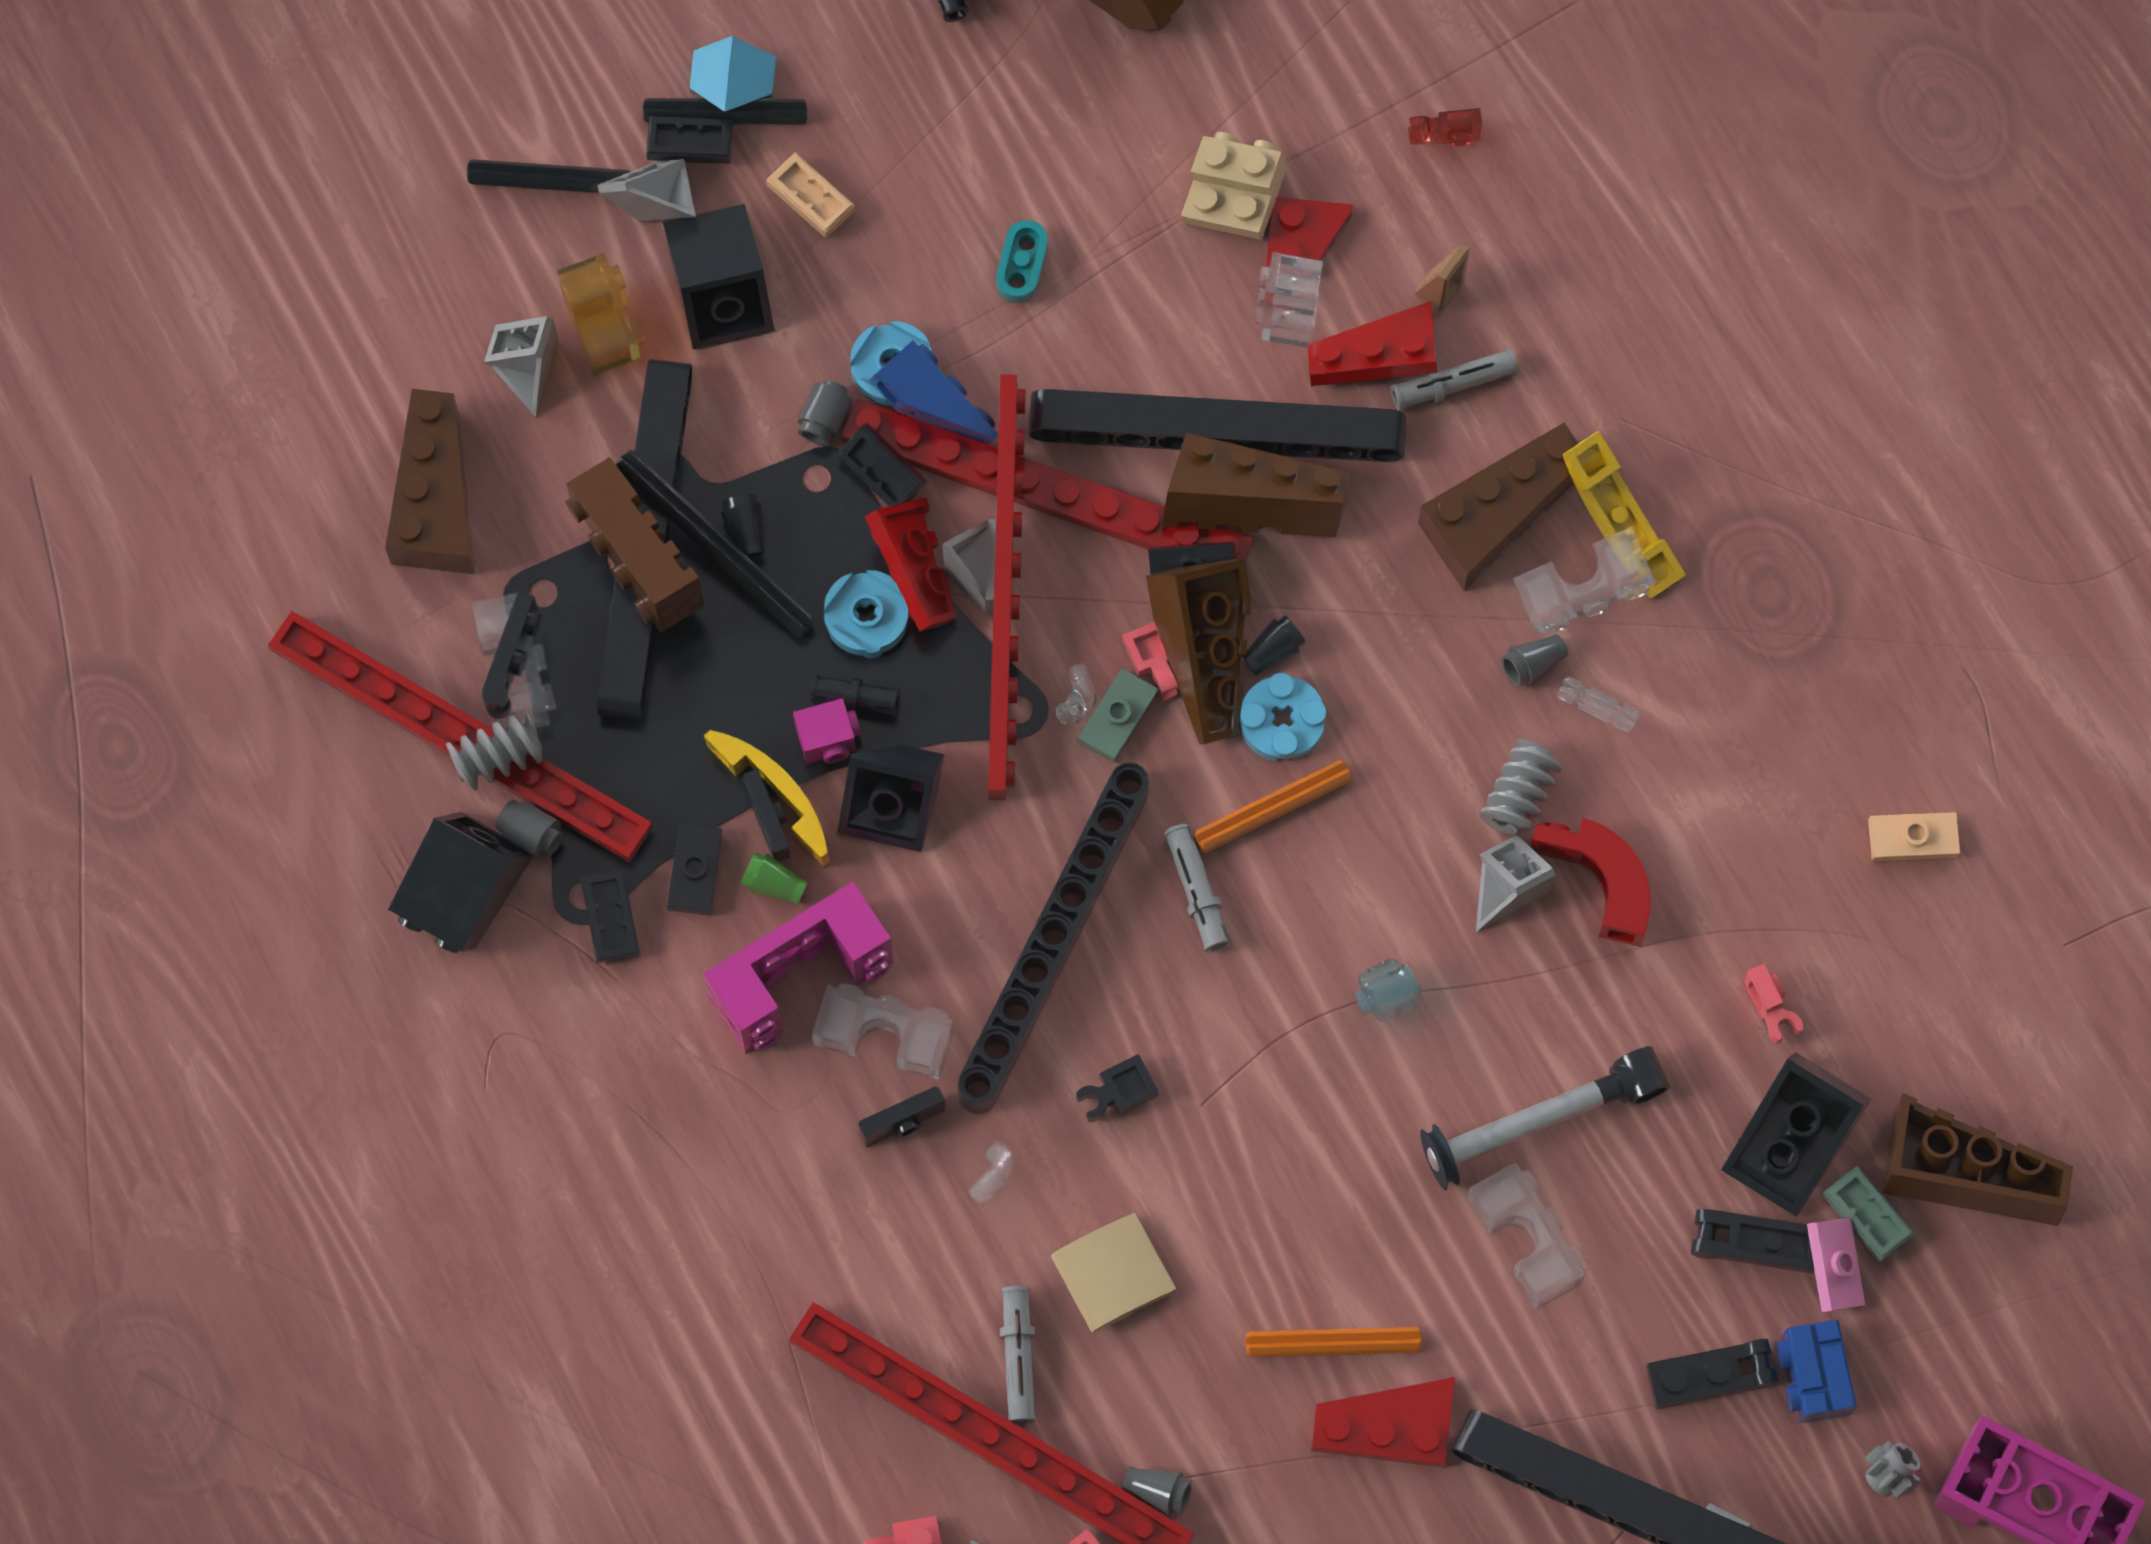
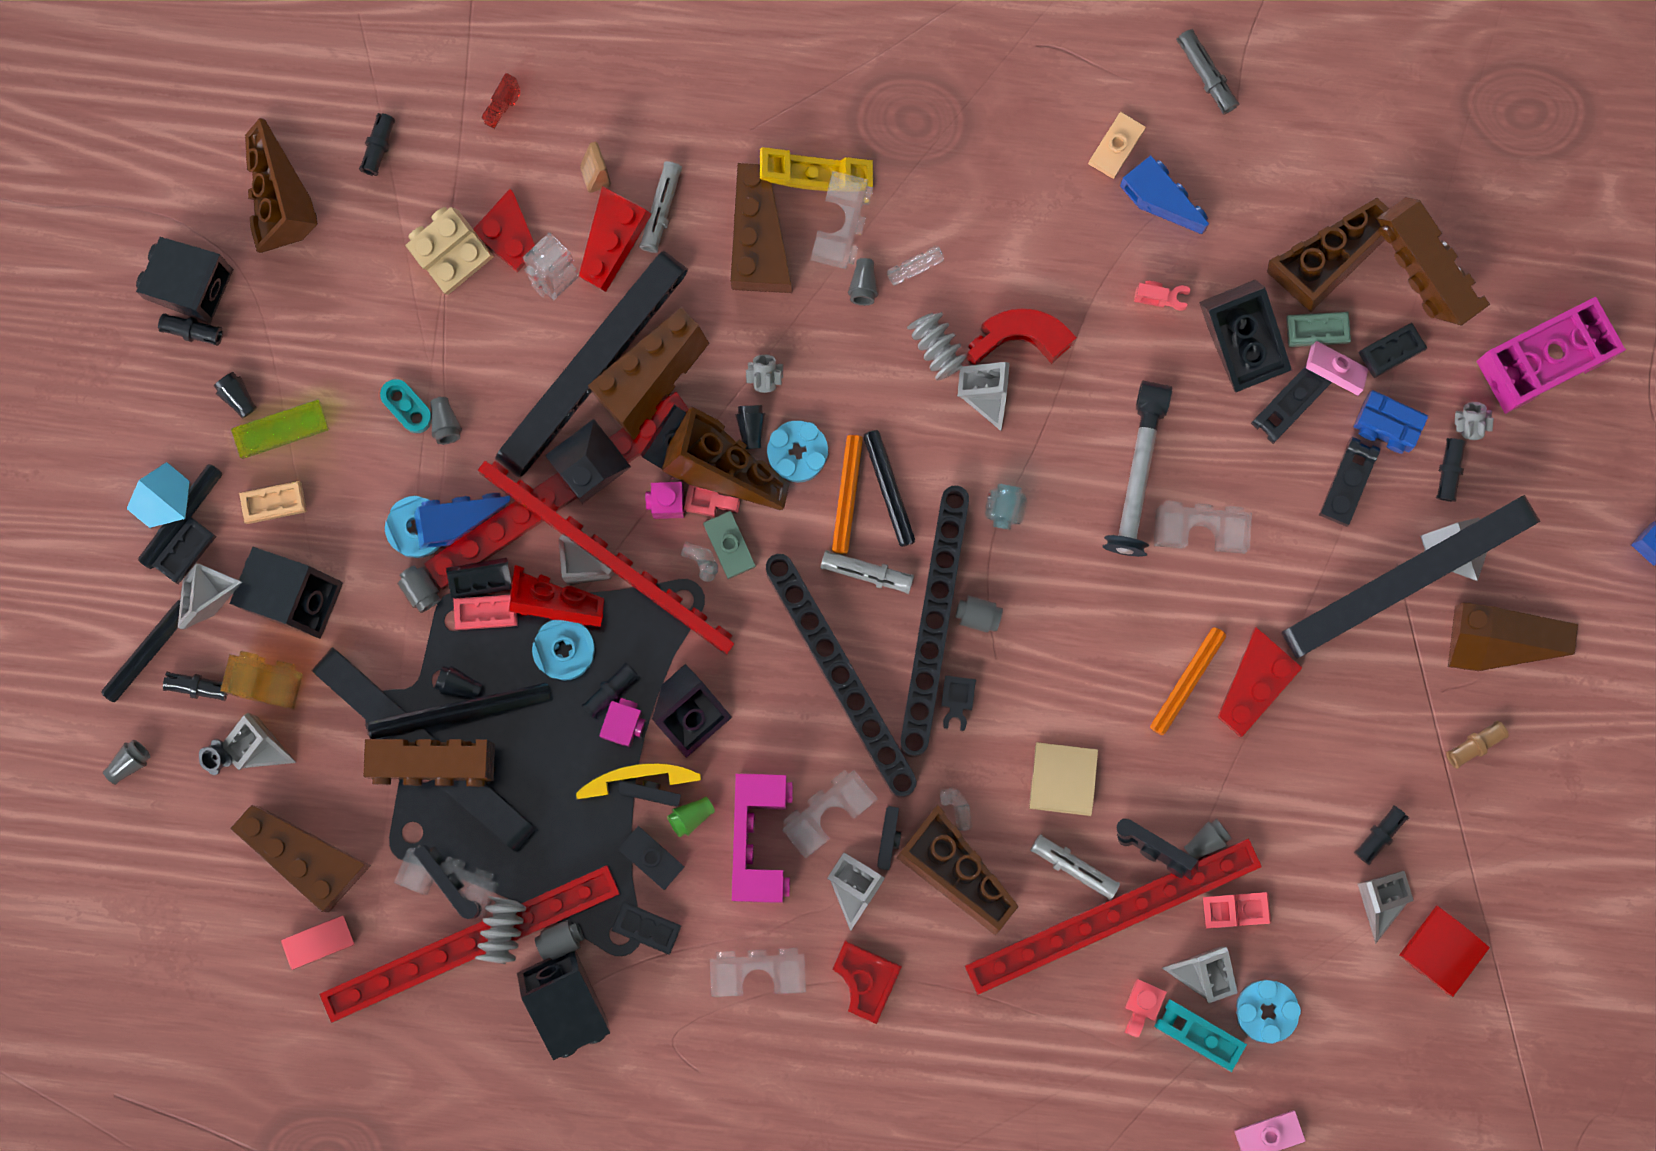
camera: 55 degrees left, 10 degrees up
(348, 572) = (317, 942): none -> coral slope
(414, 238) = (127, 761): none -> dark grey cone
(480, 325) = (208, 760): none -> black plate
(544, 249) = (193, 685): none -> black pin
(622, 1043) = (729, 971): none -> clear arch
(722, 1206) = (868, 979): none -> red tile
(819, 1120) = (854, 887): none -> light grey slope
(844, 498) = (483, 612): none -> coral plate
(898, 147) = (280, 429): none -> clear neon green plate
(903, 74) = (234, 393): none -> black cone
(918, 1206) = (952, 867): none -> reddish brown wedge
(1031, 315) = (444, 422): none -> dark grey cone
(1099, 493) = (588, 461): none -> black slope
(1104, 1427) = (1156, 848): none -> black plate
(1117, 608) = (665, 500): none -> dark pink brick
(1179, 1016) = (933, 605): none -> black beam
(1238, 1046) = (979, 614): none -> dark grey brick
(1297, 32) = (377, 144): none -> black pin
(1313, 848) = (889, 488): none -> black axle
(1344, 618) = (764, 373): none -> light grey gear
(1814, 1483) = (1451, 469): none -> black pin
(1888, 919) = (1157, 193): none -> blue slope
(1908, 1318) = (1392, 350): none -> black plate
(2039, 1277) = (1430, 263): none -> reddish brown wedge
(2074, 897) = (1211, 77): none -> dark grey pin

